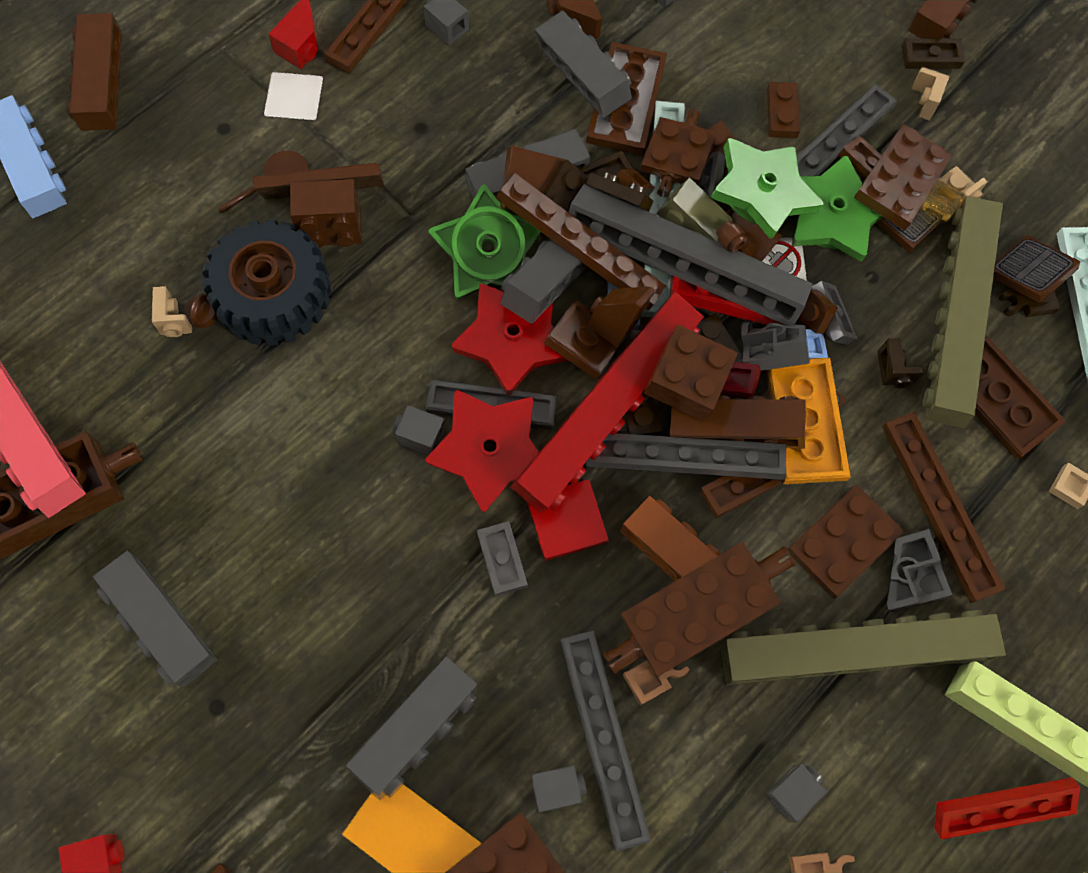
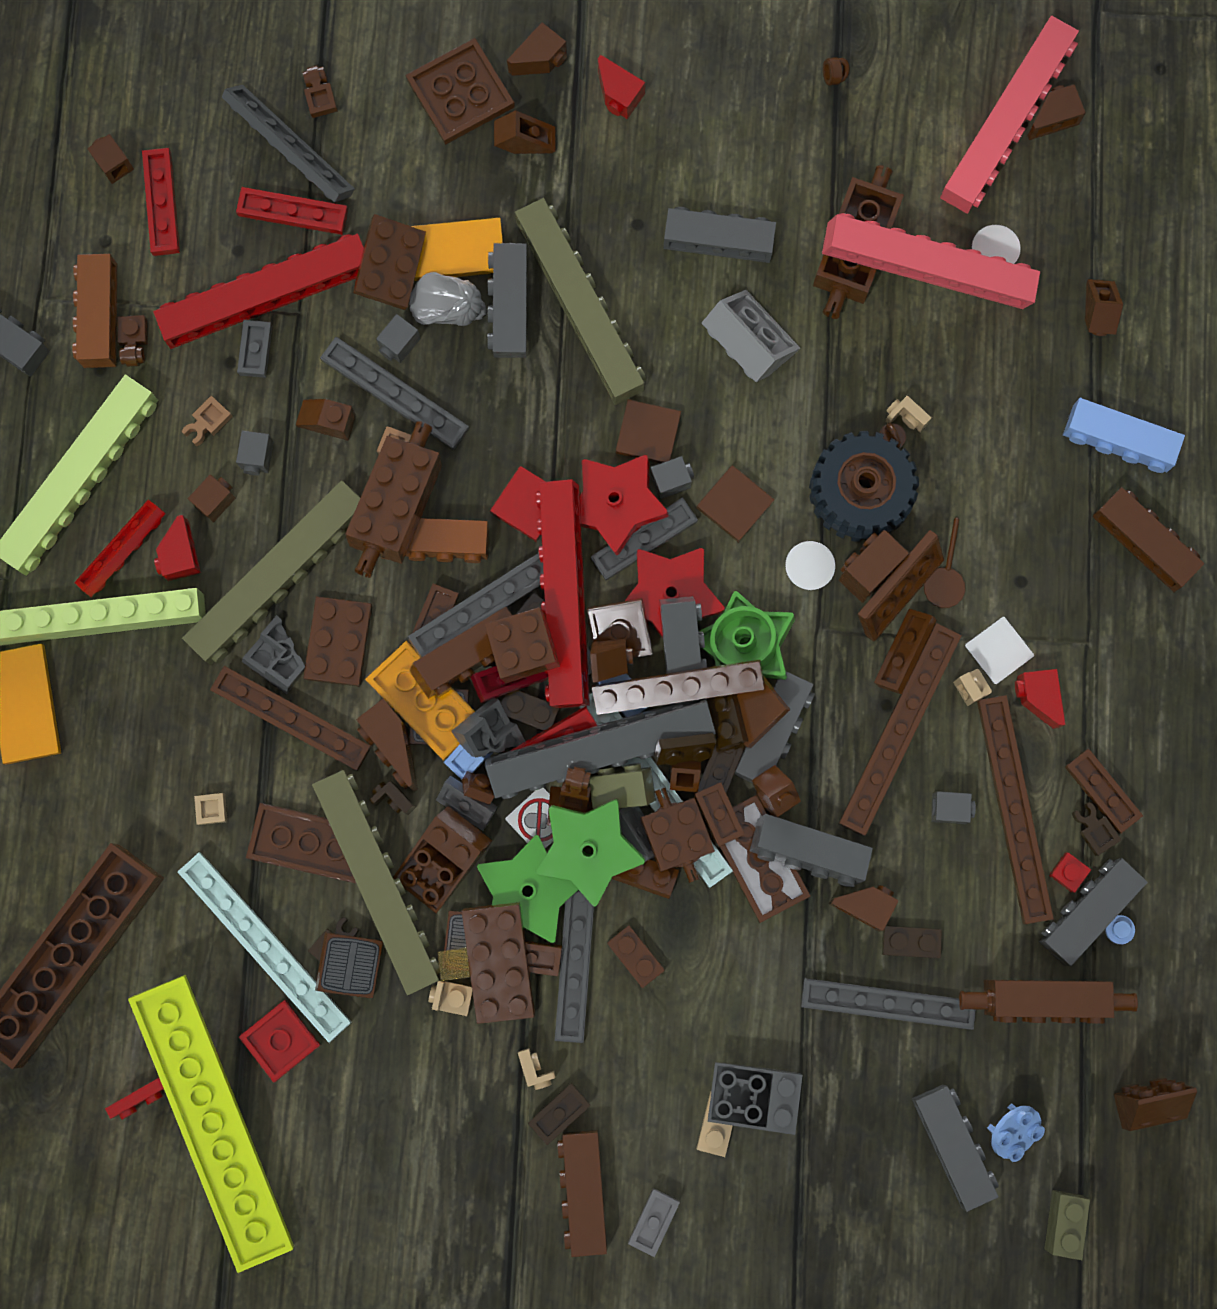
camera: 145 degrees right, 10 degrees up
(226, 497) = (750, 335): none -> light grey slope
(344, 78) = (972, 686): none -> tan bracket
(344, 677) = (579, 301): none -> olive brick
(367, 143) = (905, 651): none -> reddish brown plate
(373, 272) = (810, 565): none -> white sticker
(385, 368) = (735, 503): none -> reddish brown tile
(400, 492) = (648, 431): none -> reddish brown tile
(426, 98) = (899, 730): none -> reddish brown plate
(477, 787) = (446, 300): none -> light grey hair
(502, 558) = (546, 443): flat silver plate -> none
(573, 109) = (776, 791): none -> reddish brown slope
(632, 138) = (719, 814): none -> reddish brown plate
(696, 768) = (326, 418): none -> reddish brown slope
(869, 409) = (391, 736): none -> reddish brown slope
(874, 781) = (212, 497): none -> reddish brown brick
(886, 288) = (442, 858): none -> reddish brown slope
(948, 751) = (177, 552): none -> red slope

